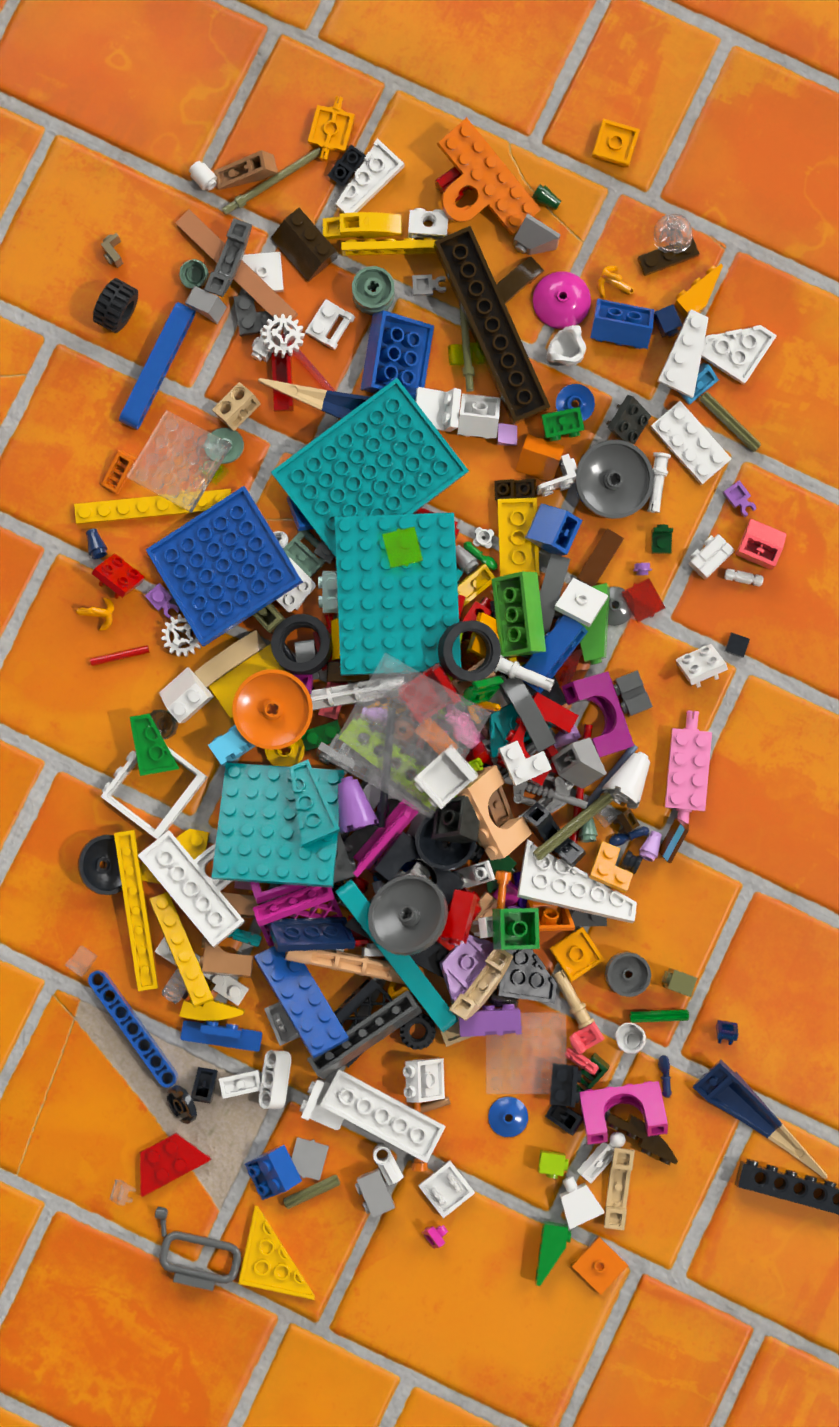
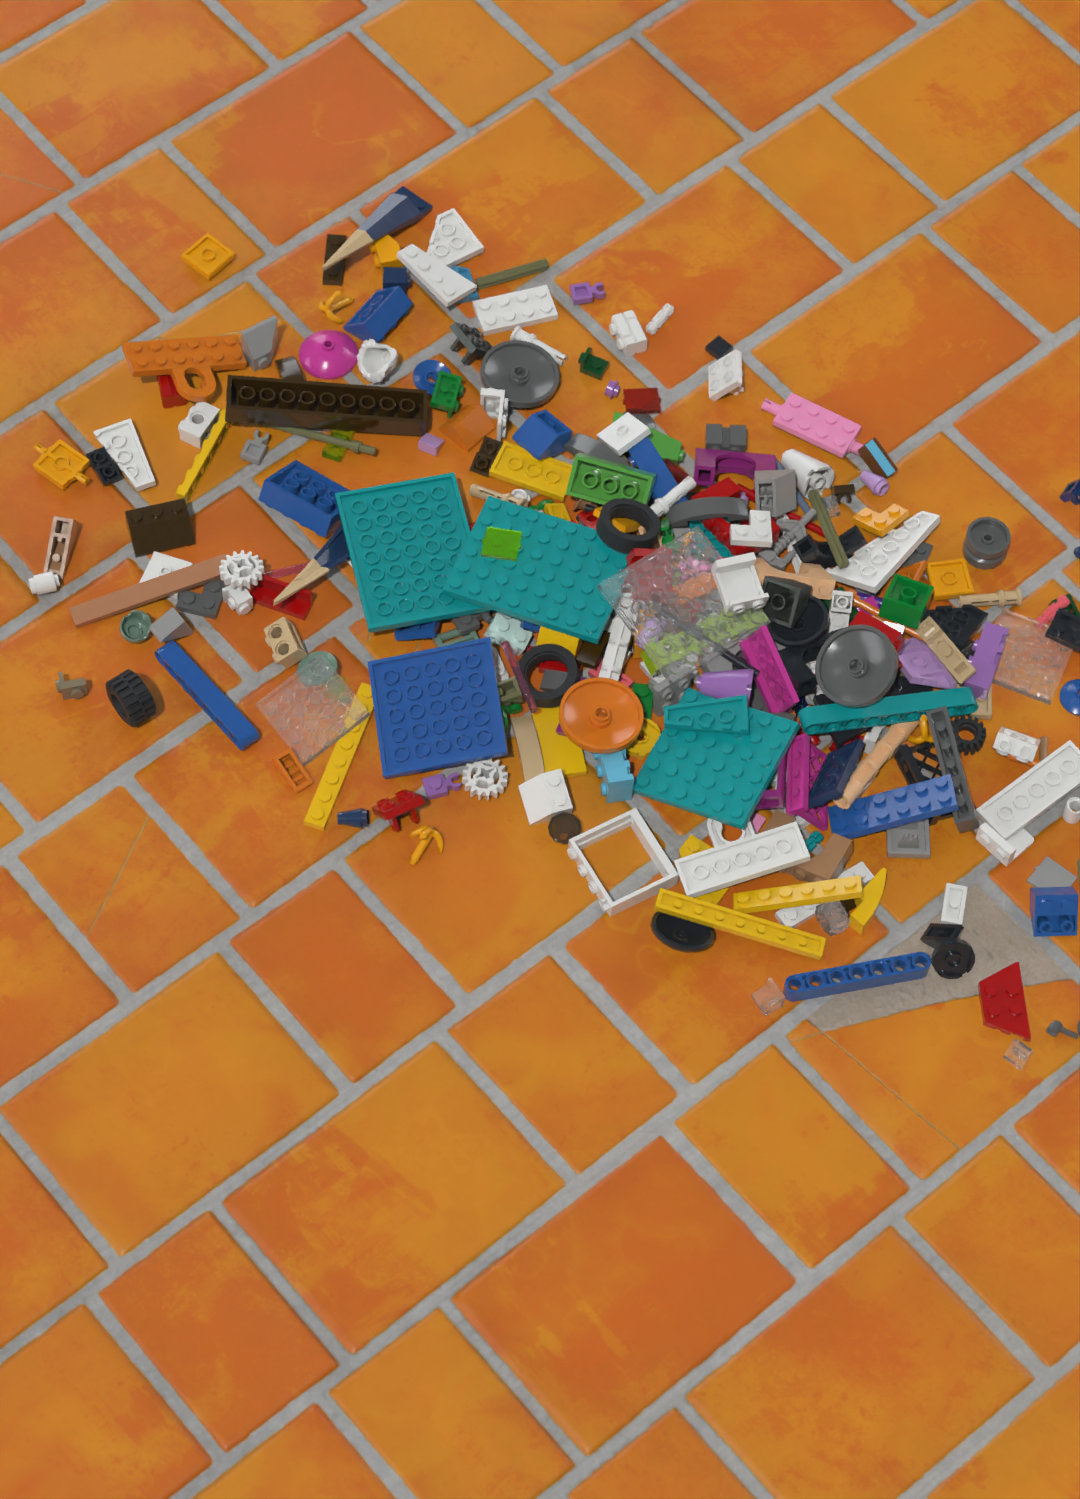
camera: 65 degrees left, 25 degrees down
(119, 655) = (475, 844): red bar -> none
(150, 748) = (588, 841): green wing -> none
(219, 1035) = (897, 903): blue bracket -> none
(230, 258) = (138, 586): dark grey slope -> none
(240, 201) = (85, 562): olive bar -> none
(245, 623) = (513, 709): none -> green piece
(274, 1079) = (952, 872): white beam -> none
(285, 621) = (519, 676): none -> clear pink bar
(324, 321) = (238, 539): white plate -> none
(362, 224) = (170, 472): yellow slope -> none
(373, 279) = (237, 489): sand green wheel -> none
(440, 407) = (380, 472): white bracket -> none
(470, 529) = (483, 493): none -> tan pin
(479, 416) = (403, 455): white slope -> none
(546, 197) = (226, 325): dark green cone -> none
(586, 1038) = (1032, 601): coral bracket -> none
(588, 832) = (840, 524): sand green cone -> none
(600, 558) = (583, 415): reddish brown tile -> none
(619, 839) = (856, 504): dark blue piece -> none
(630, 1038) = (1047, 565): white hair -> none
(631, 862) = (882, 501): black wheel -> none
(659, 1016) = (1035, 539): green axle -> none
(673, 233) = (317, 244): clear cylinder -> none
(679, 982) = (1012, 504): olive brick -> none
(742, 286) = (392, 214): none -> dark blue plate
(761, 544) = (639, 292): coral slope -> none

